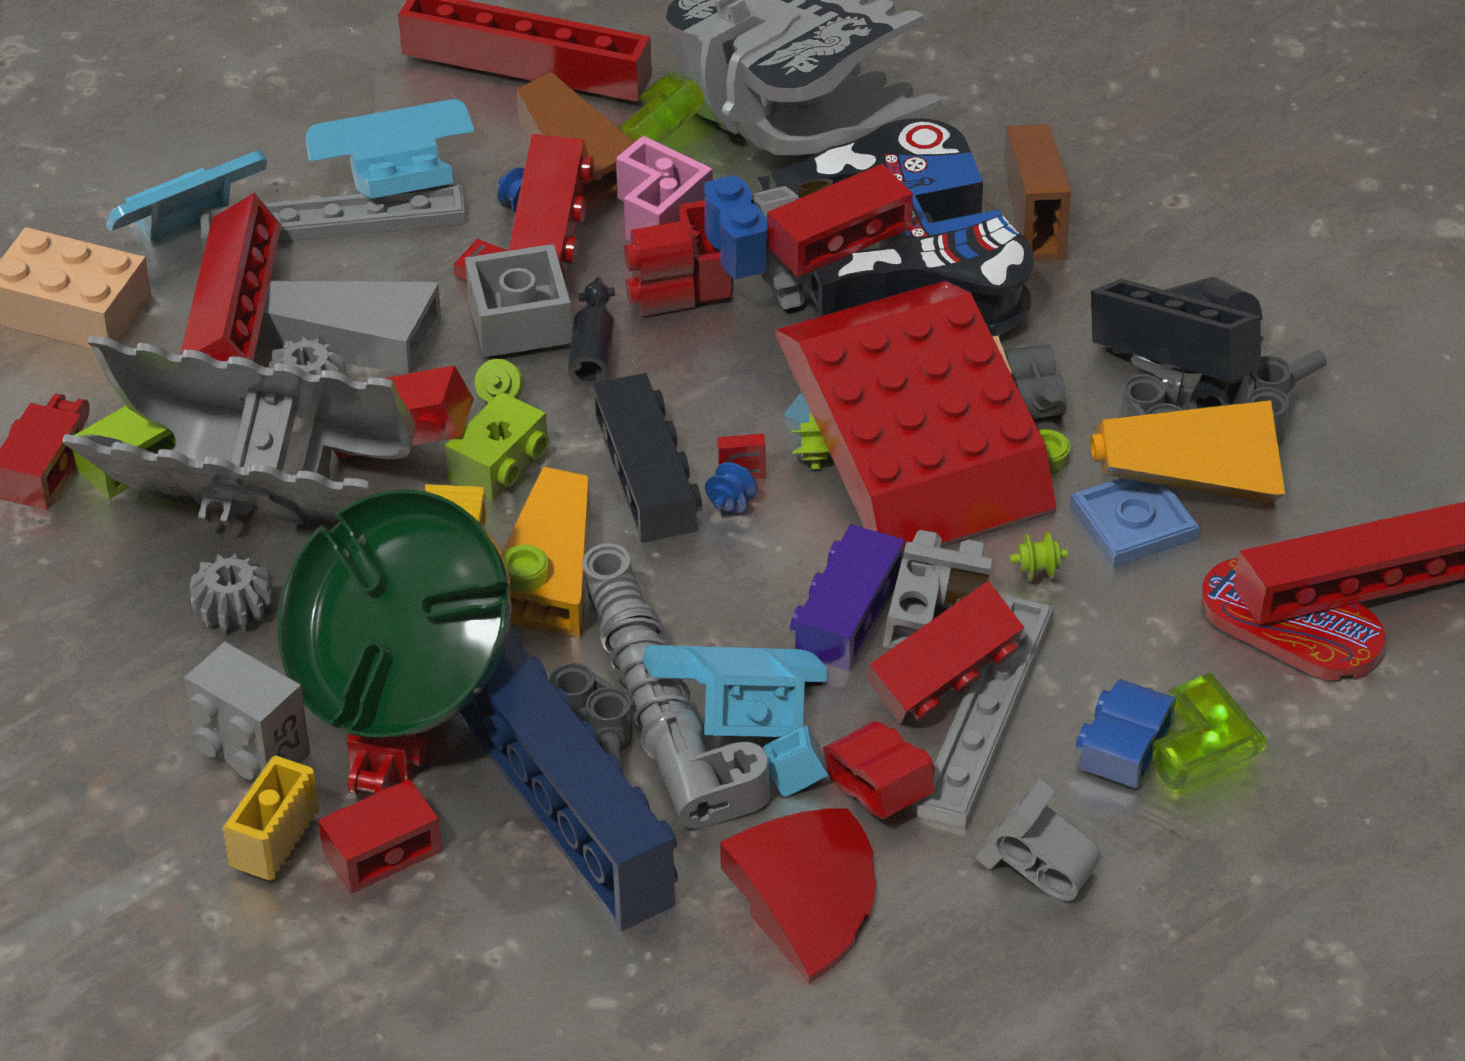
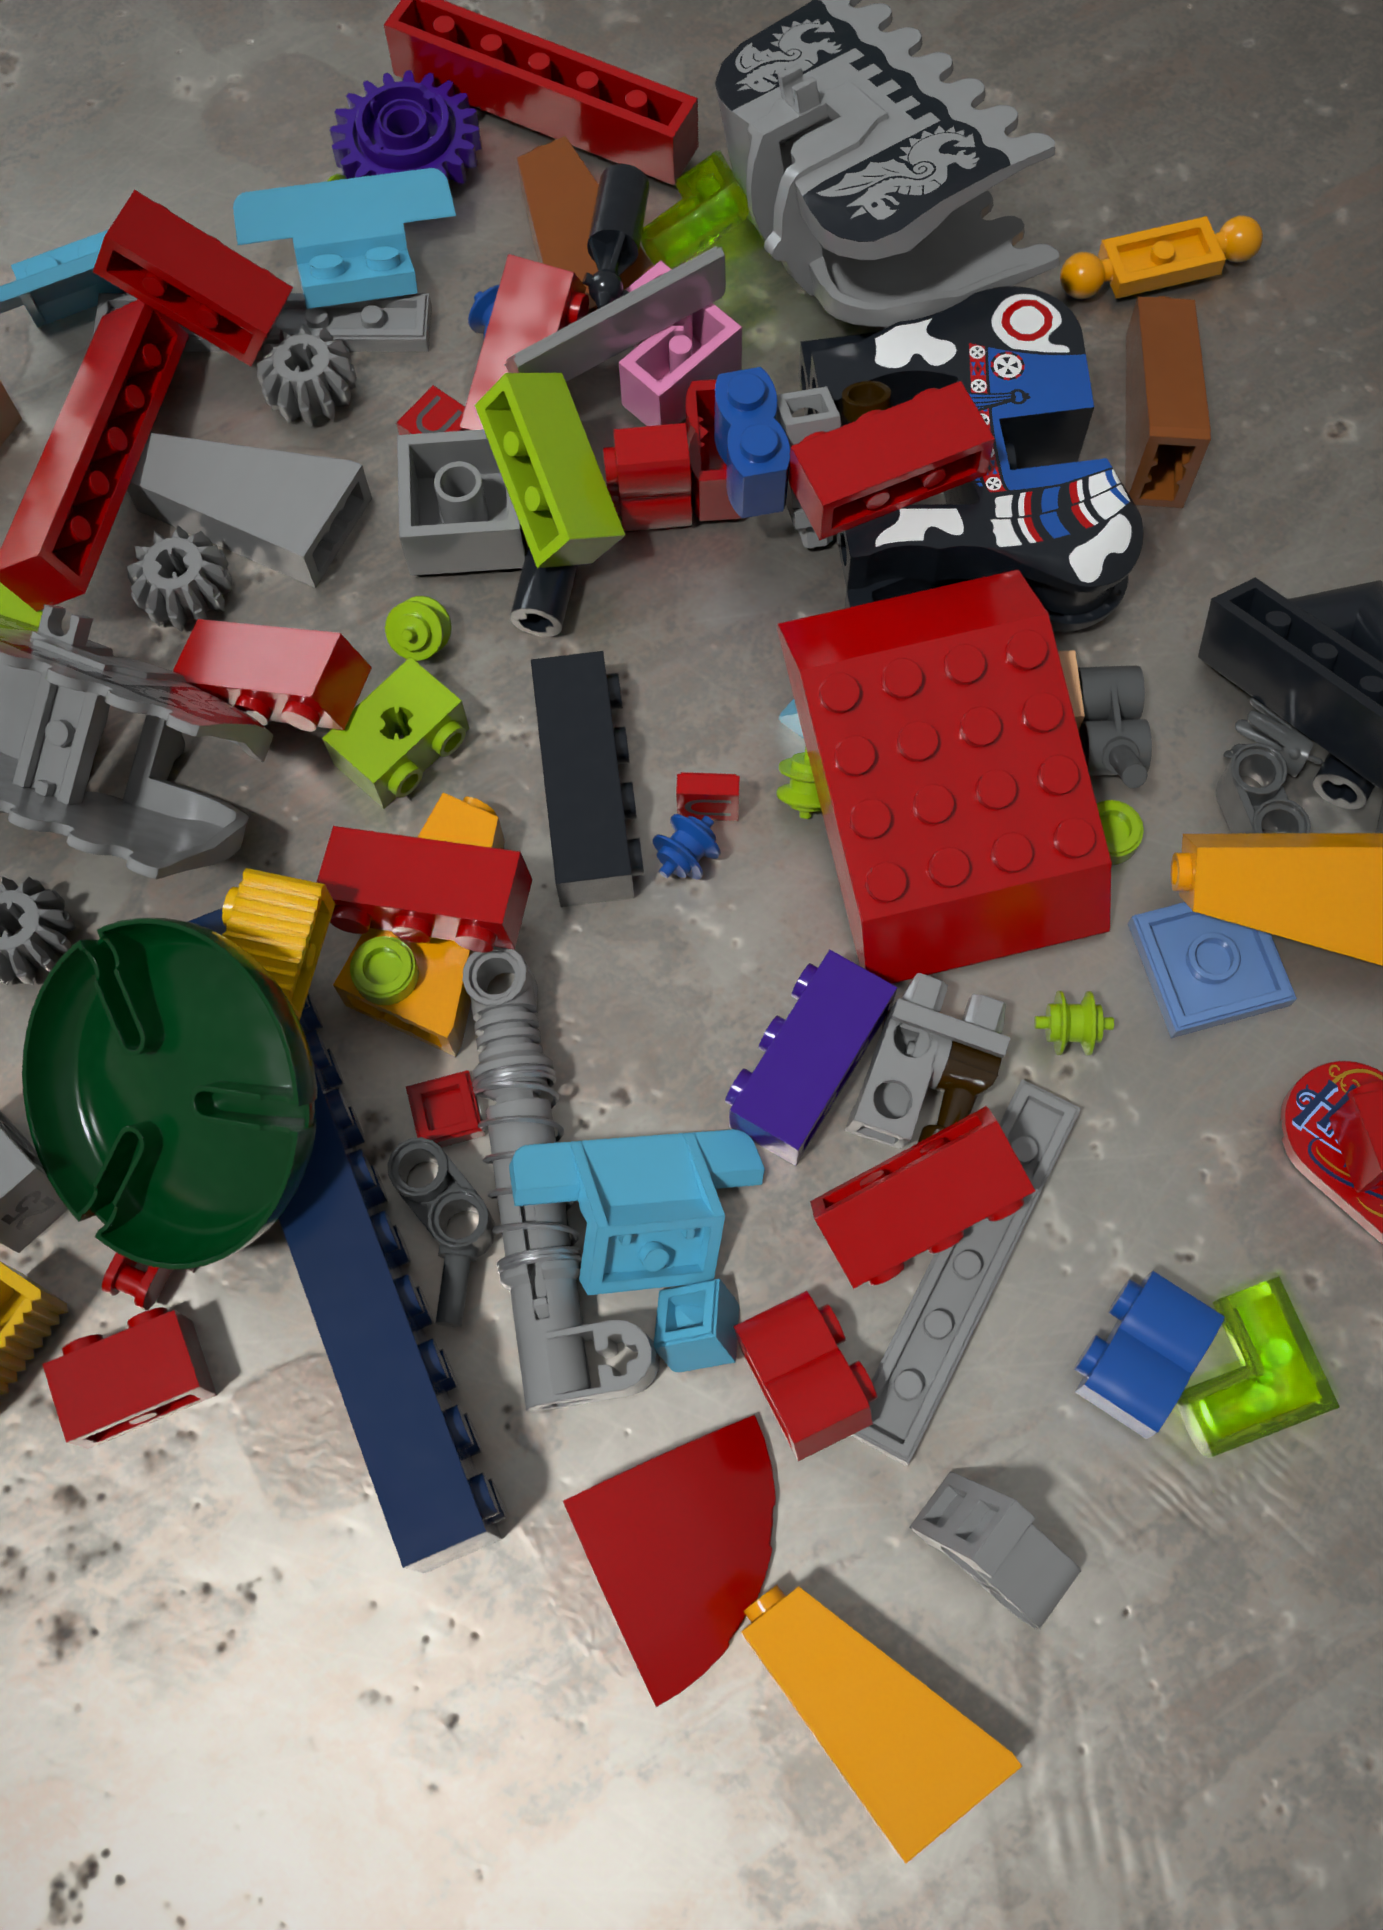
camera: 10 degrees right, 25 degrees up
(289, 178) = (191, 278): none -> red brick
(378, 241) = (306, 375): none -> light grey gear
(422, 79) = (406, 129): none -> dark purple gear
(553, 508) = (425, 888): none -> red brick
(584, 652) = (446, 1109): none -> red tile
(586, 263) = (549, 469): none -> lime brick
(605, 119) = (616, 230): none -> black wheel
(621, 170) = (627, 319): none -> light grey slope
(968, 953) = (885, 1731): none -> light orange slope
(1023, 105) = (1161, 257): none -> light orange plate

